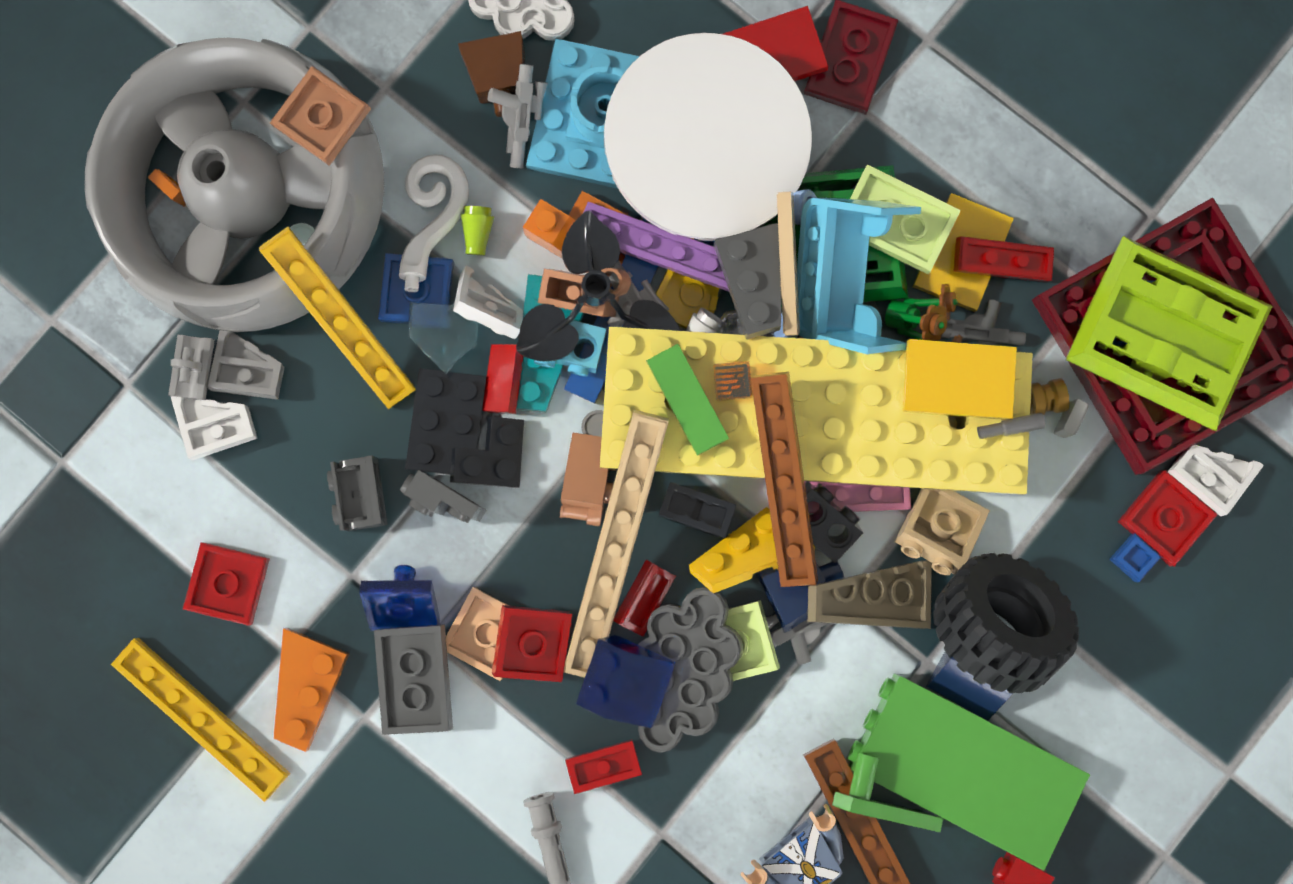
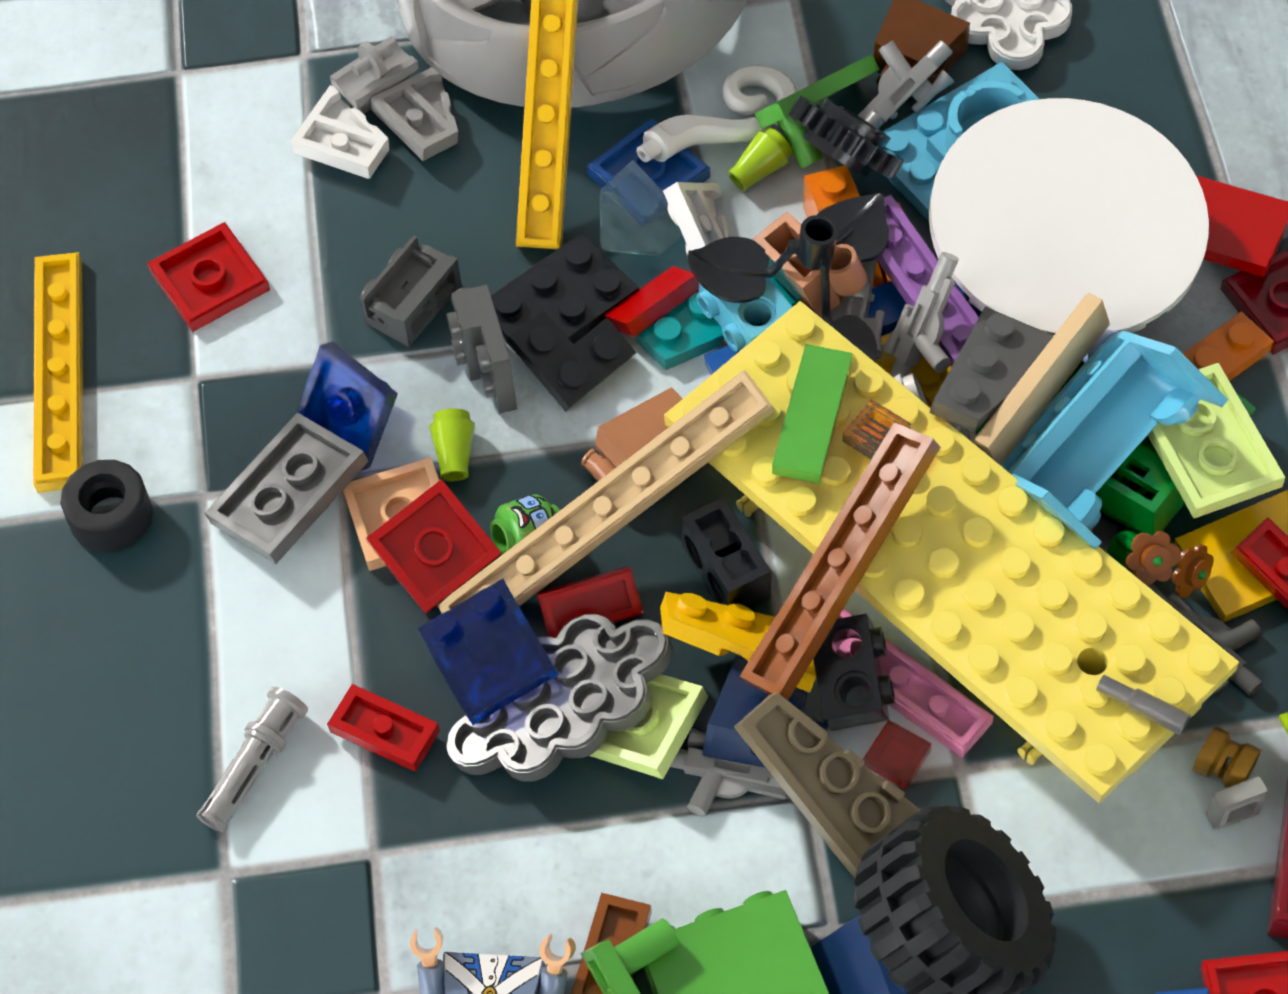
camera: 45 degrees right, 25 degrees down
(301, 789) = (99, 482): none -> black tyre
(305, 687) = (181, 419): orange wing -> none
(471, 162) = (779, 111): none -> bright green piece
(476, 567) = (452, 439): none -> lime cone
(527, 183) = (846, 137): none -> black gear
(567, 584) = (518, 519): none -> bright green head
(688, 278) = (923, 325): none -> light grey piece
(842, 138) = (1232, 345): none -> orange plate
(878, 539) = (897, 754): none -> clear red tile
(942, 529) = (986, 778): tan plate -> none
(959, 379) = (1127, 613): yellow tile -> none

